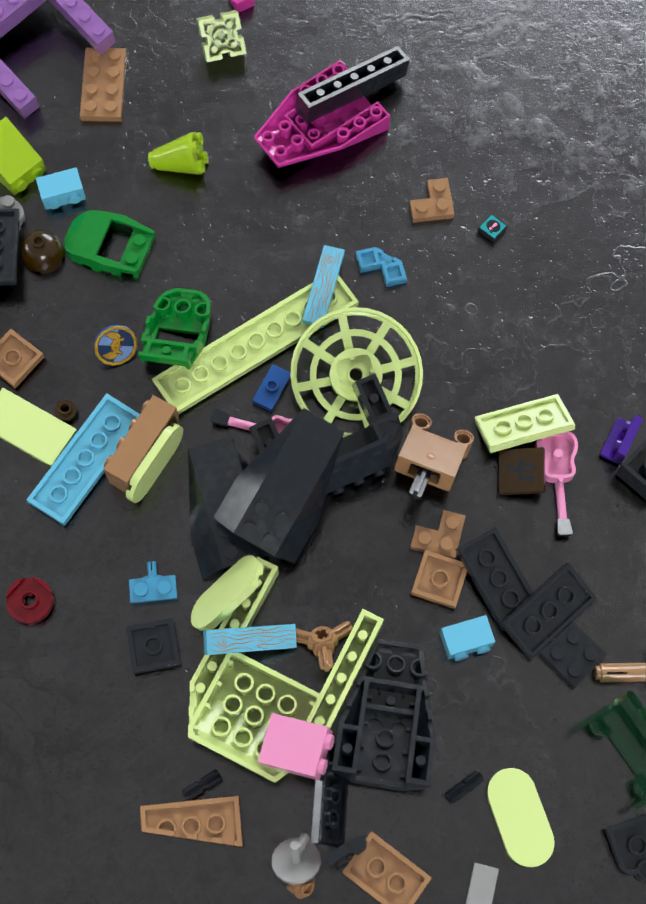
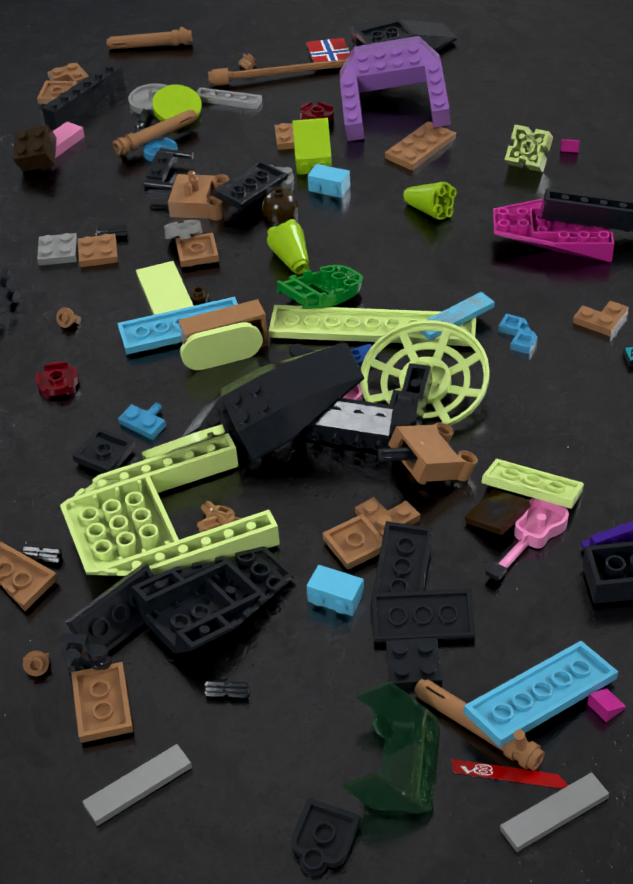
camera: 45 degrees right, 25 degrees down
(87, 236) = (335, 241): green slope -> none
(106, 300) = (289, 245): none -> lime cone
(115, 345) = (268, 270): shield -> none
(249, 639) = (167, 475): medium azure tile -> none
(296, 746) = (120, 549): bright pink brick -> none
(296, 860) = (45, 640): light grey shield -> none
(520, 817) = (247, 743): yellowish green tile -> none

